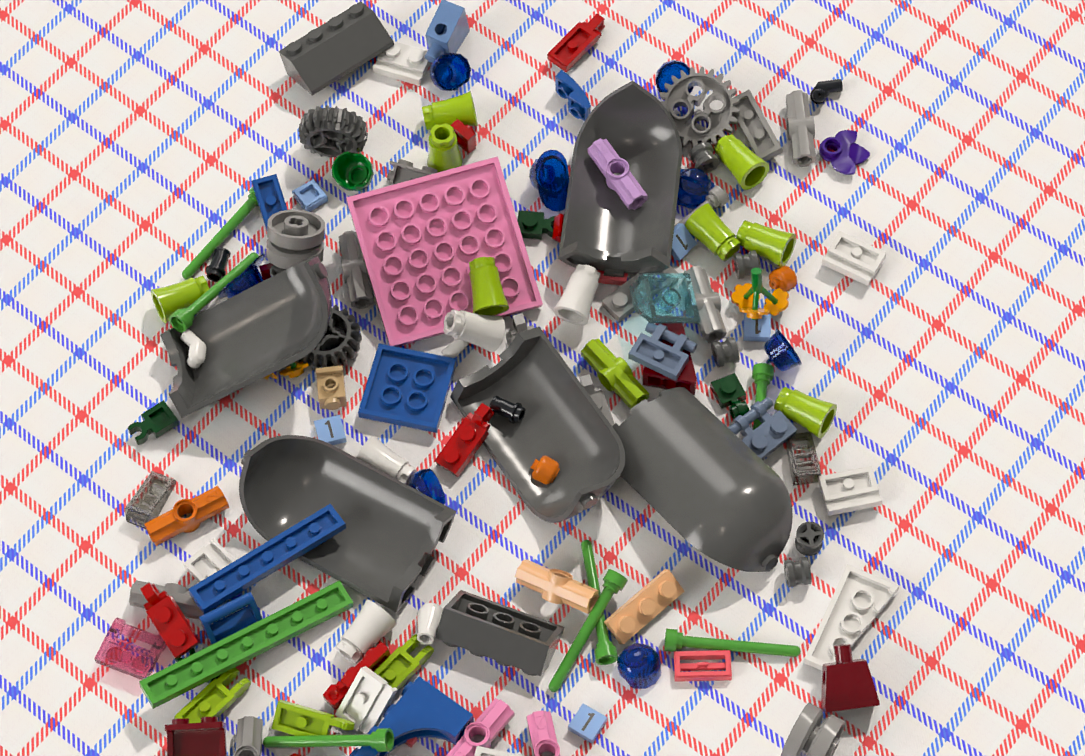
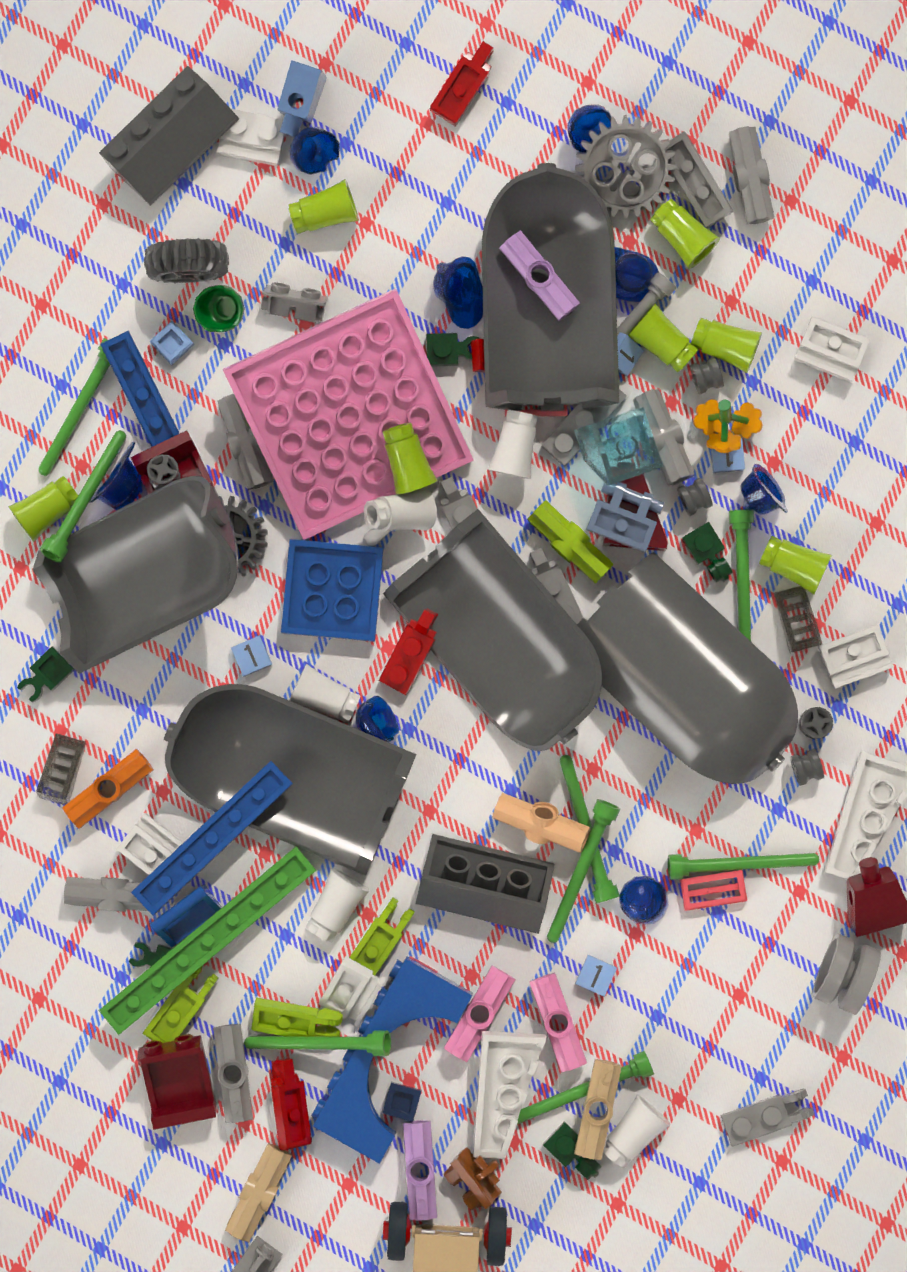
camera: 10 degrees left, 25 degrees up
(127, 656) = (75, 967): clear pink plate -> none
(169, 621) = (115, 926): red hinge -> none
(197, 349) = (79, 579): white arm -> none
(216, 269) = (79, 455): black pin -> none
(294, 237) = (170, 427): light grey wheel -> none
(331, 387) = (250, 617): tan brick -> none
(372, 659) = (351, 936): red hinge -> none
(428, 622) = (405, 883): white cone -> none
(443, 148) = (329, 278): lime plant -> none
(465, 136) = (345, 238): red plate -> none
(513, 411) = (453, 606): black pin -> none
(545, 469) = (506, 674): orange piece -> none
(577, 100) = (476, 173): blue slope -> none
(644, 606) = (641, 831): light nougat plate -> none
(704, 158) = (639, 233): dark grey wheel -> none
(769, 435) = (755, 603): sand blue plate -> none
(783, 278) = (750, 384): orange piece -> none
(824, 88) = (771, 113): black arm -> none
(846, 153) = (810, 200): dark purple plate -> none

